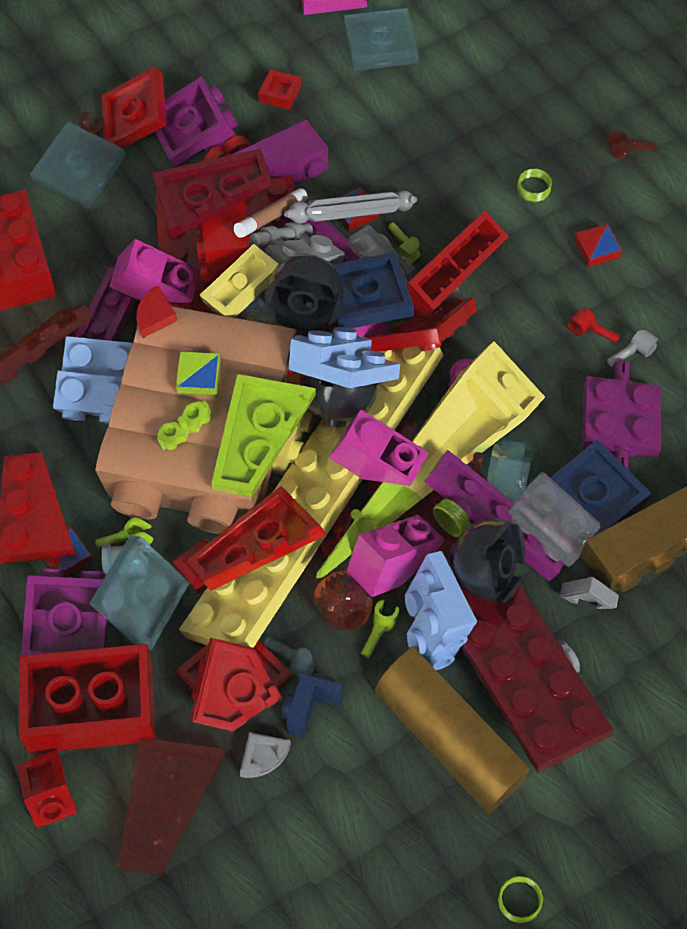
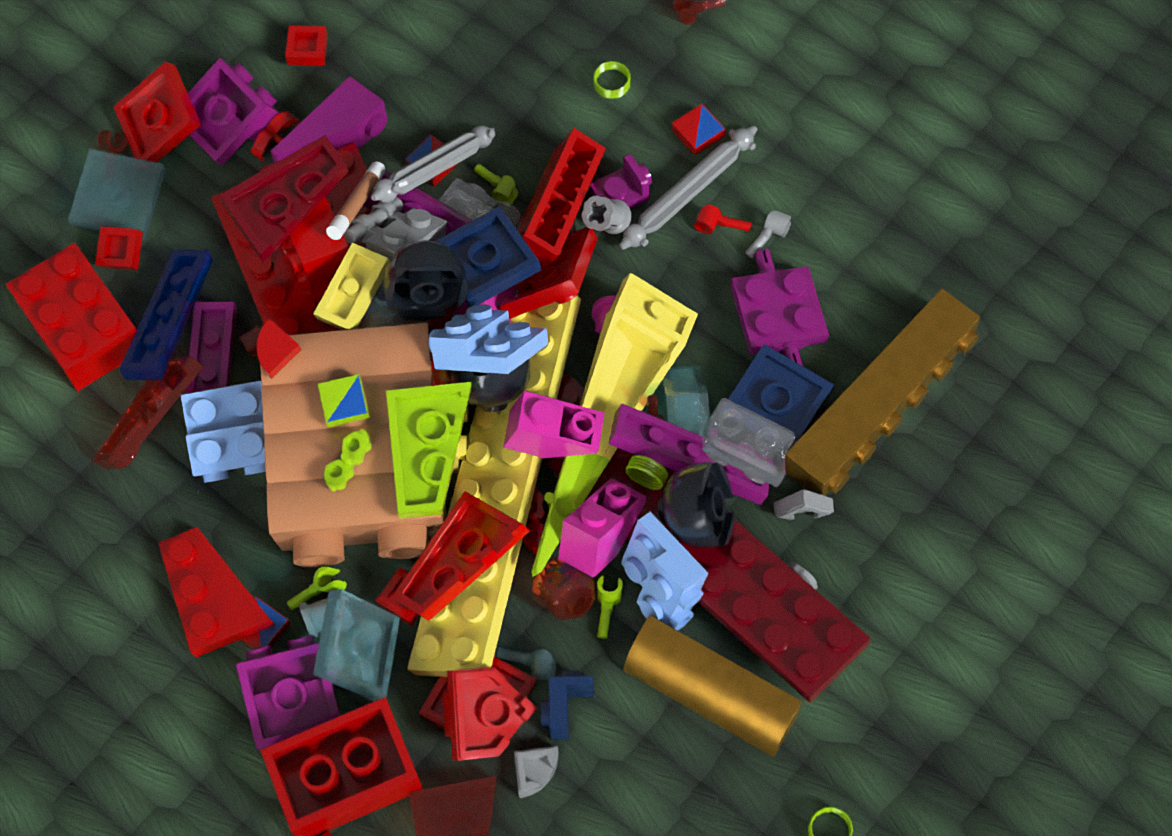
camera: 15 degrees left, 5 degrees up
(63, 207) = (119, 248): none -> red plate
(79, 270) = (166, 315): none -> clear blue plate
(144, 267) = (248, 300): dark pink slope -> none
(489, 290) = (606, 214): none -> light grey bush
(513, 276) = (625, 184): none -> magenta bracket
(572, 290) = (688, 187): none -> light grey wheel

